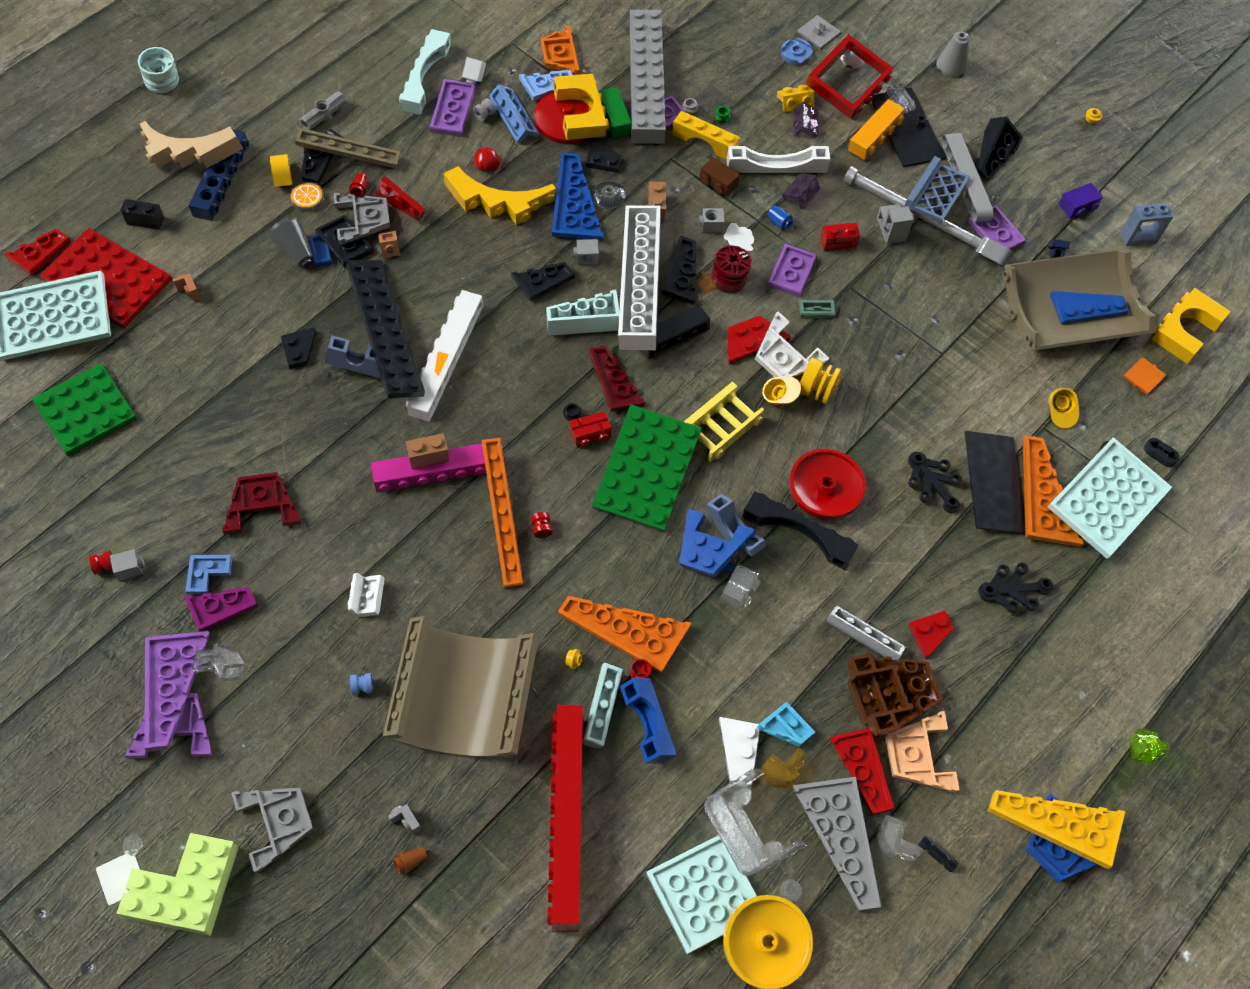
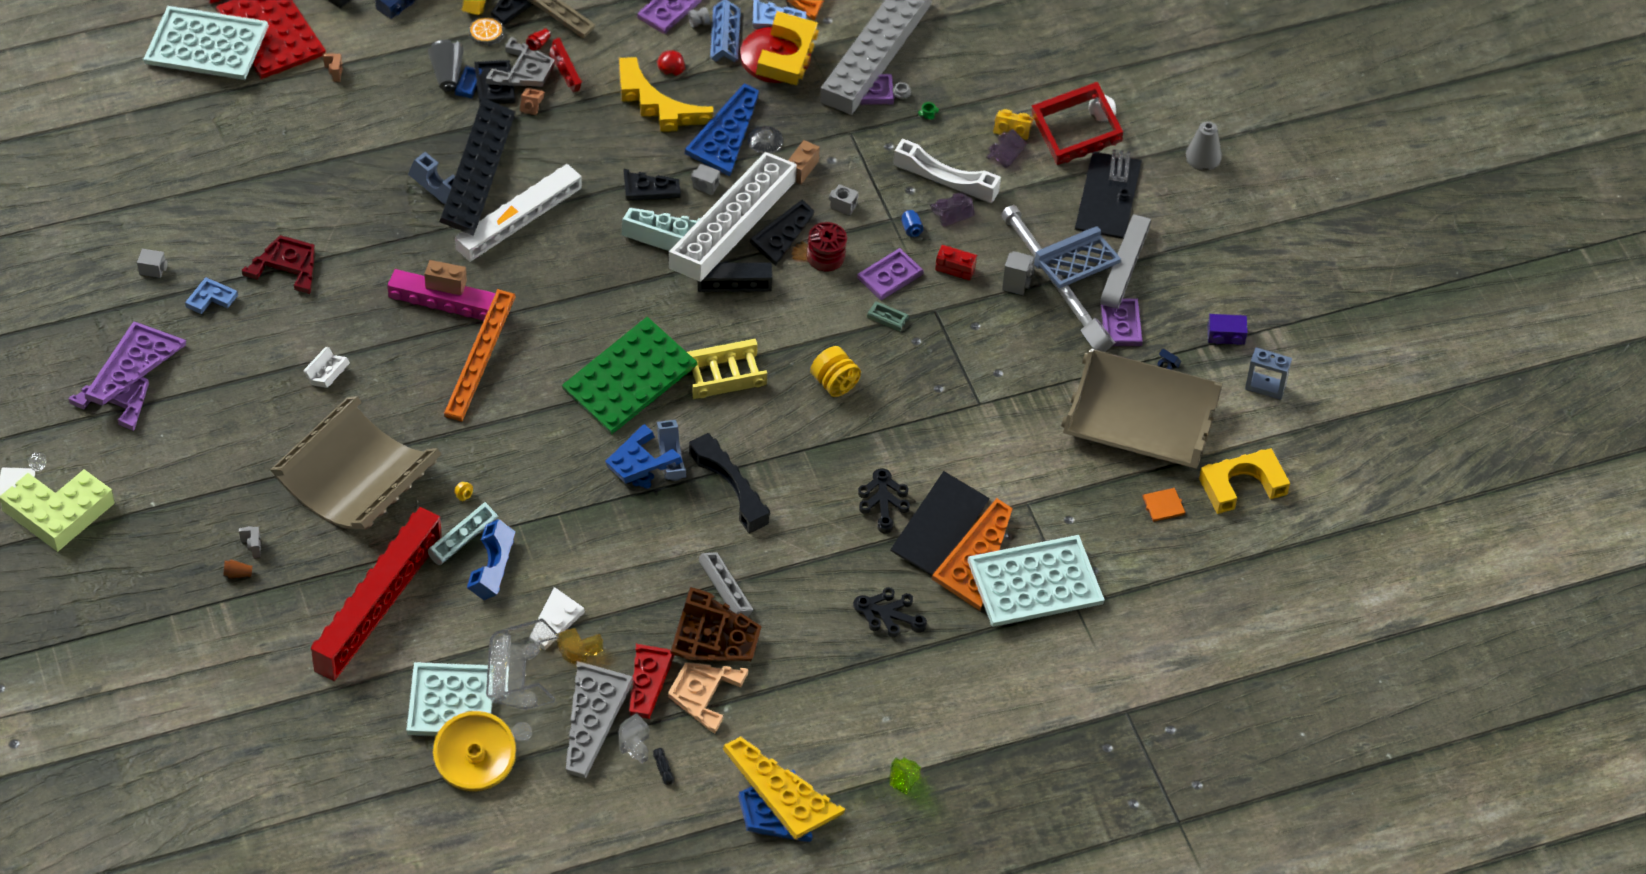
camera: 30 degrees right, 10 degrees down
(84, 409) = (189, 130): green plate -> none
(101, 562) = (131, 252): red wheel -> none
(220, 607) = (204, 327): magenta wing -> none
(221, 659) = (182, 364): clear brick -> none
(284, 818) = (160, 498): light grey wing -> none
(298, 346) = (396, 154): black wing -> none
(362, 683) = (280, 431): medium blue wheel -> none
(541, 525) = (508, 379): red wheel -> none
(572, 412) = (597, 305): black plate -> none
(590, 429) = (602, 325): red brick -> none
(603, 158) = (782, 104): black wing -> none
(614, 381) = (653, 295): dark red wing -> none
(616, 113) = (821, 66): green brick -> none
(628, 630) = (526, 494): orange wing -> none
(641, 667) = (514, 521): red wheel -> none
(688, 126) = (882, 108): yellow arch -> none
(719, 177) = (879, 164): reddish brown brick -> none
(739, 236) = (862, 226): white sticker -> none
(739, 587) = (643, 501): clear brick -> none
(747, 337) = (808, 315): red wing -> none
(779, 356) = (818, 335): white wing -> none
(781, 390) = (795, 365): yellow cap -> none
(787, 726) = (605, 618): medium azure wing -> none
(796, 51) = (1049, 82): medium blue tile -> none
(818, 31) = (1088, 71): light grey piece -> none
(827, 484) = (779, 456): red dish -> none
(876, 129) = (1067, 182): light orange brick -> none
(931, 631) = (788, 610): red wing -> none
(998, 144) = (1184, 246): black wedge -> none
(1064, 407) = (1054, 493): yellow cap -> none
(1084, 306) = (1149, 420): blue wing -> none
(1093, 115) = (1312, 260): yellow plate -> none
(1161, 452) = (1119, 573): black beam -> none

